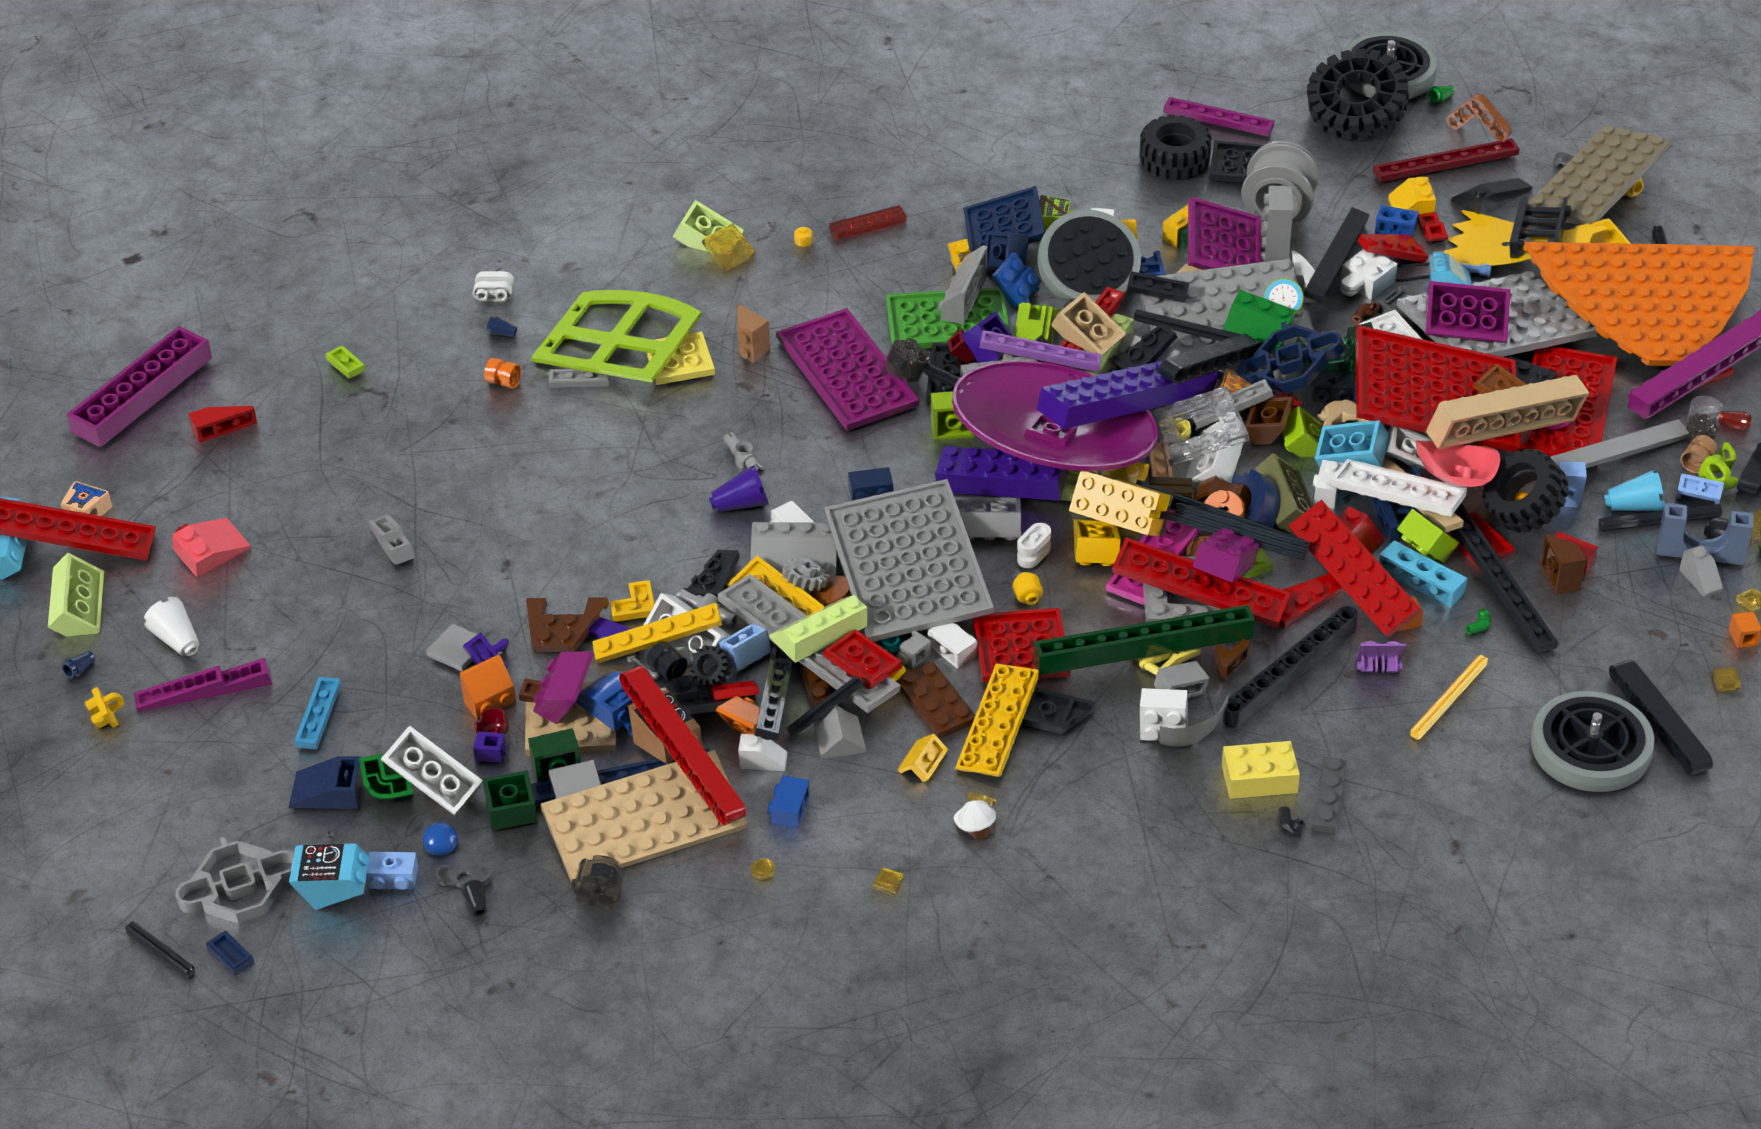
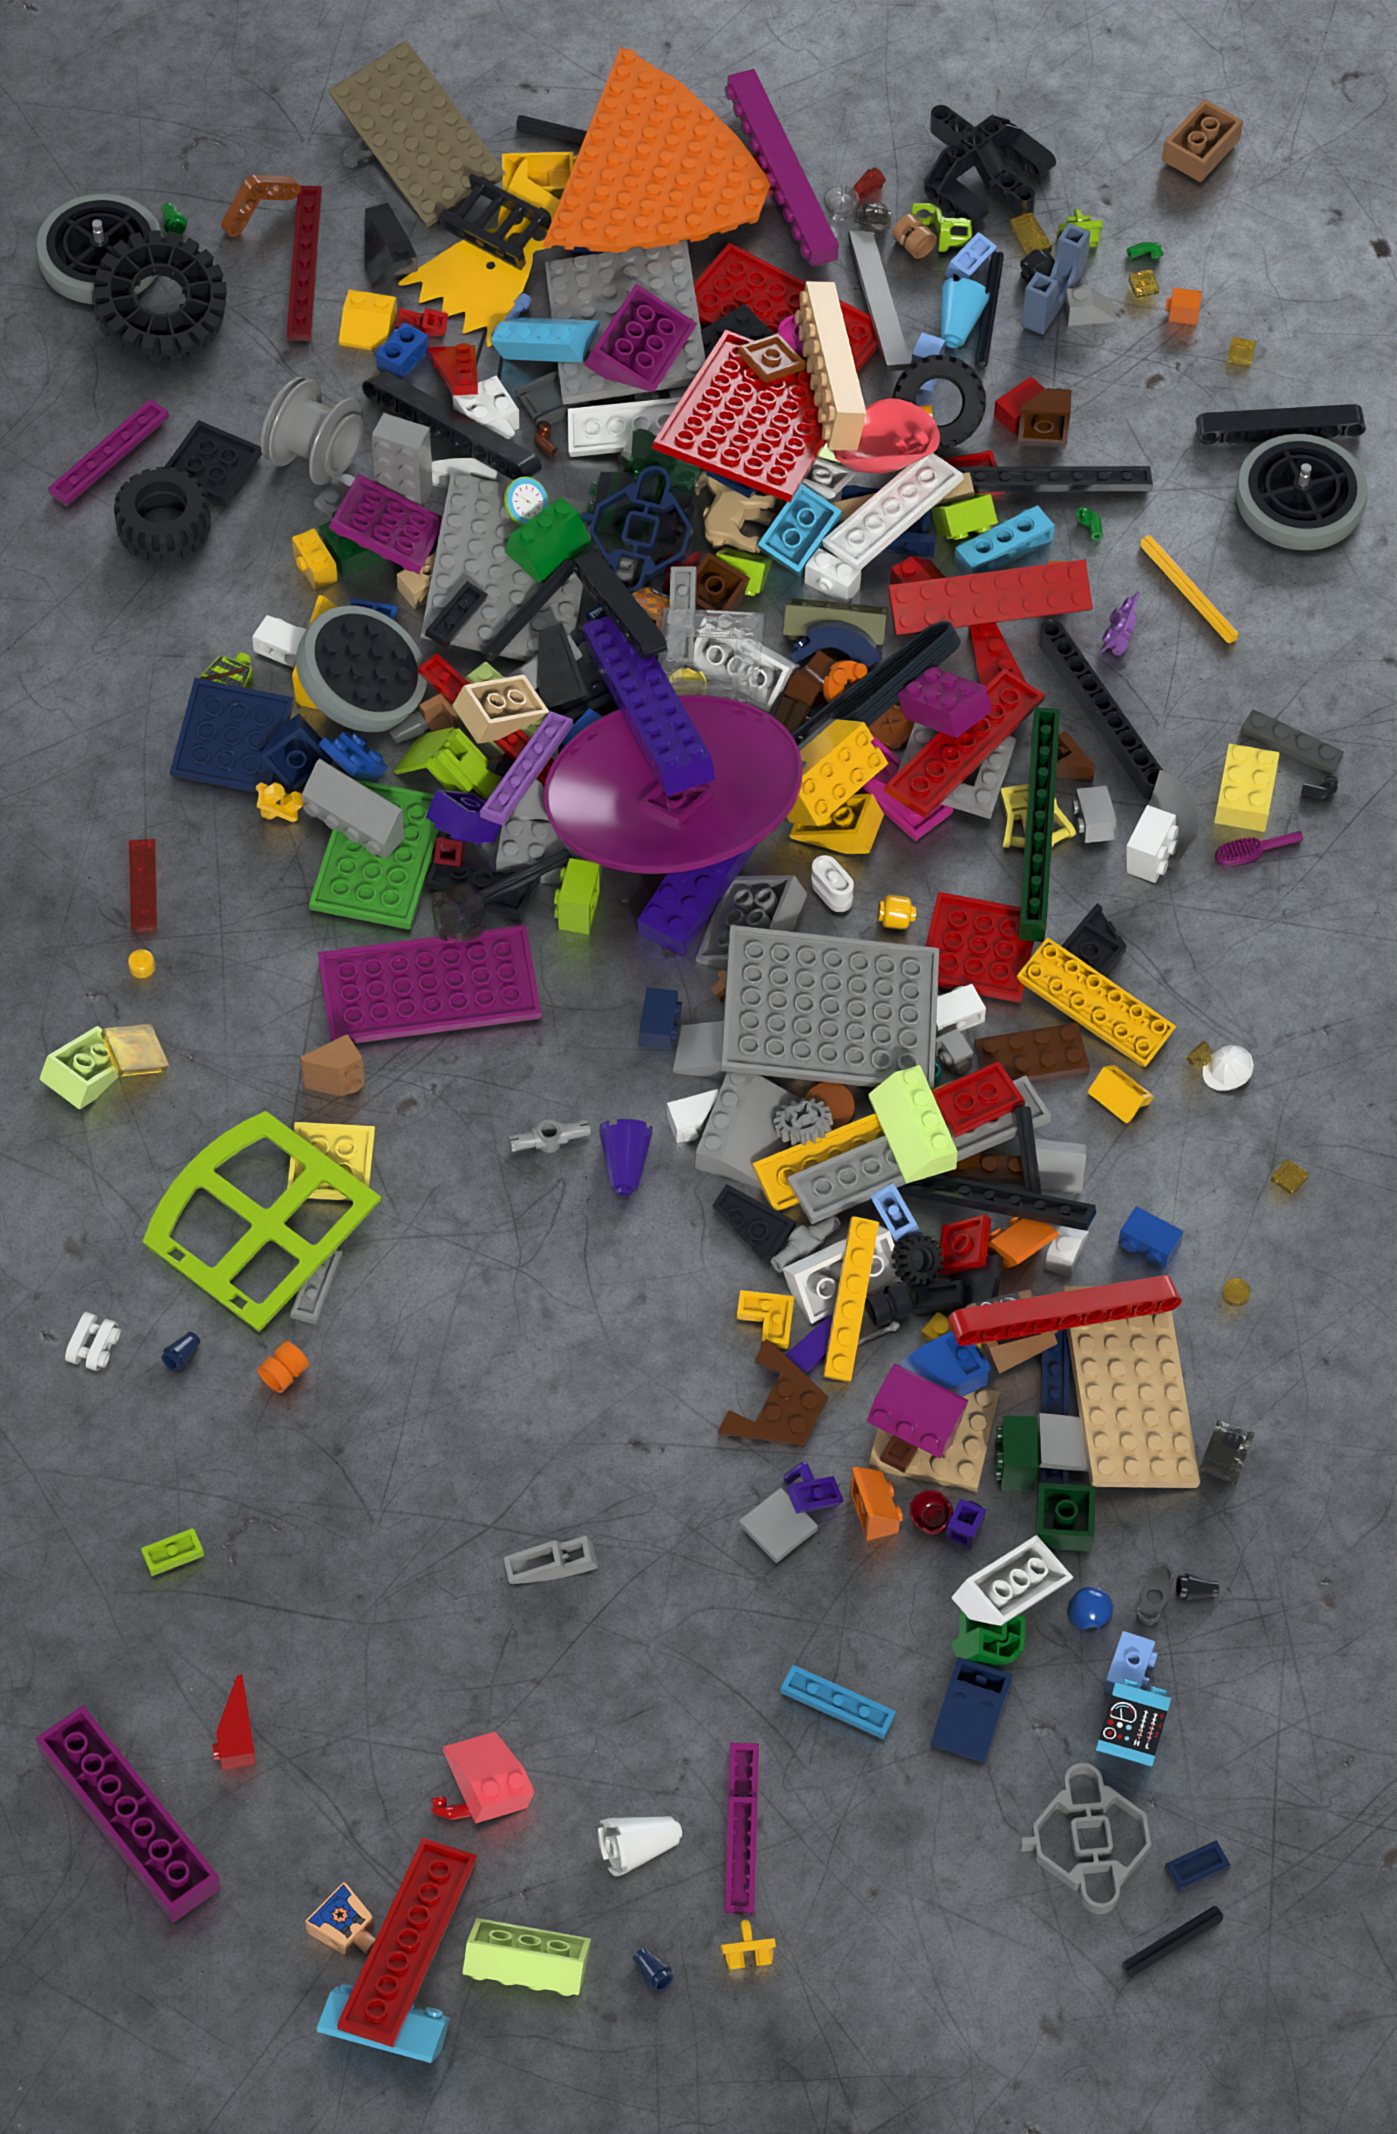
camera: 75 degrees left, 15 degrees up
(1203, 789) = (1249, 848): none -> magenta piece

